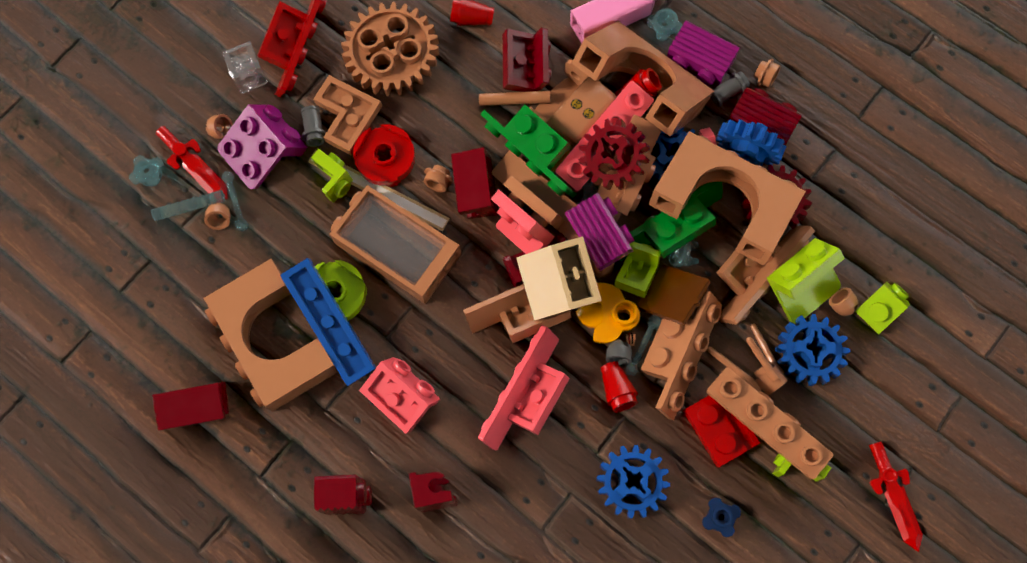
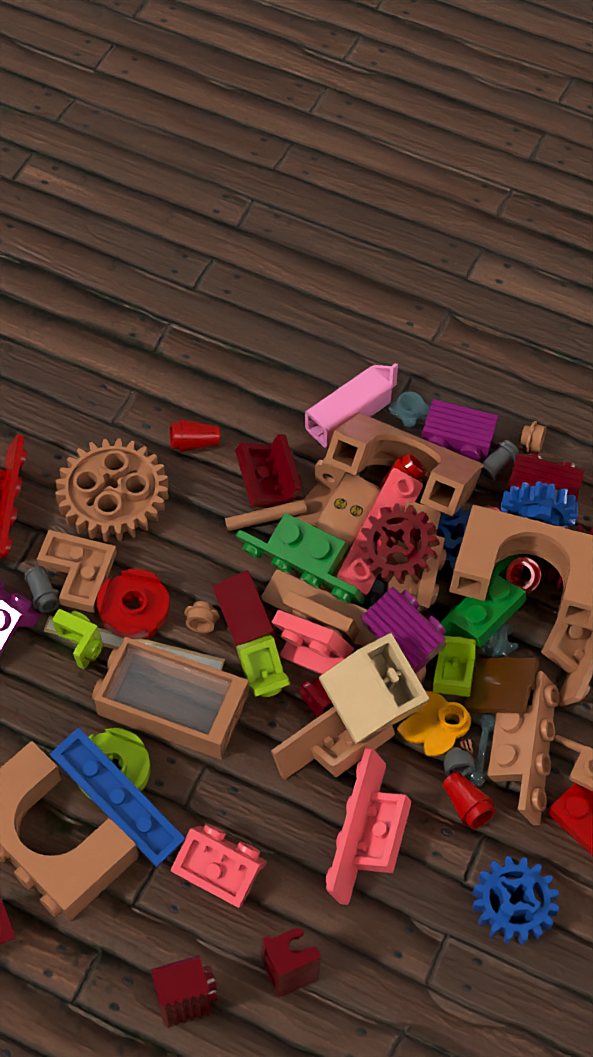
camera: 20 degrees left, 15 degrees down
(476, 234) = (262, 666): none -> lime bracket
(721, 201) = (518, 574): none -> red cone

